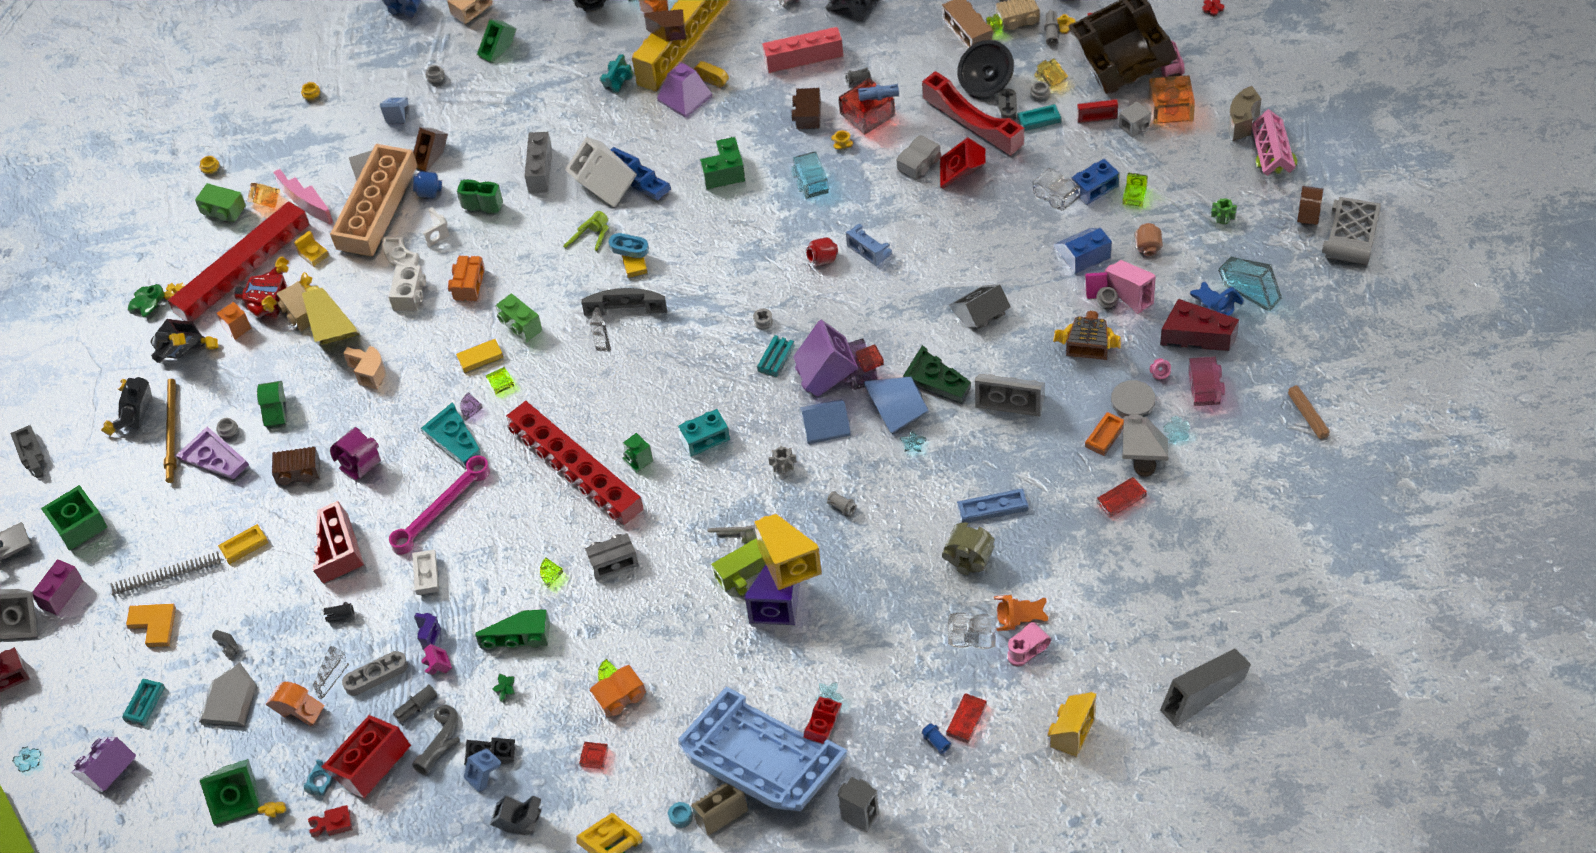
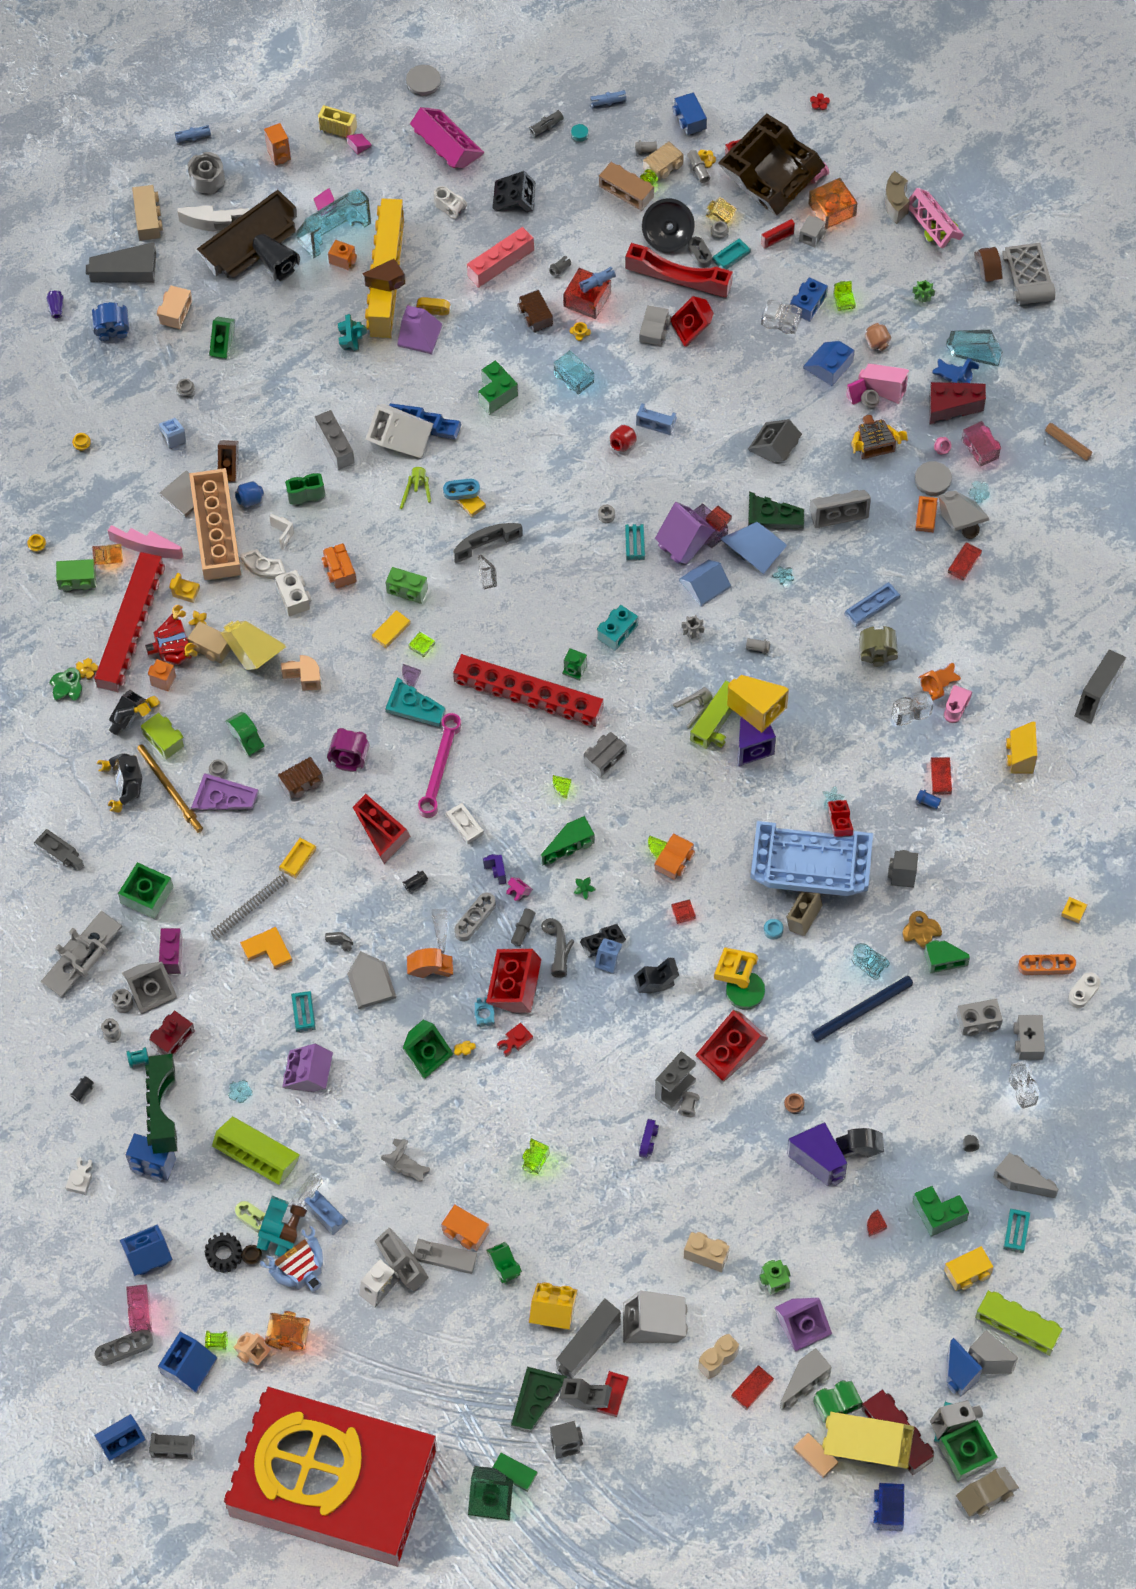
camera: 30 degrees left, 10 degrees up
(196, 377) = (162, 736): none -> lime brick

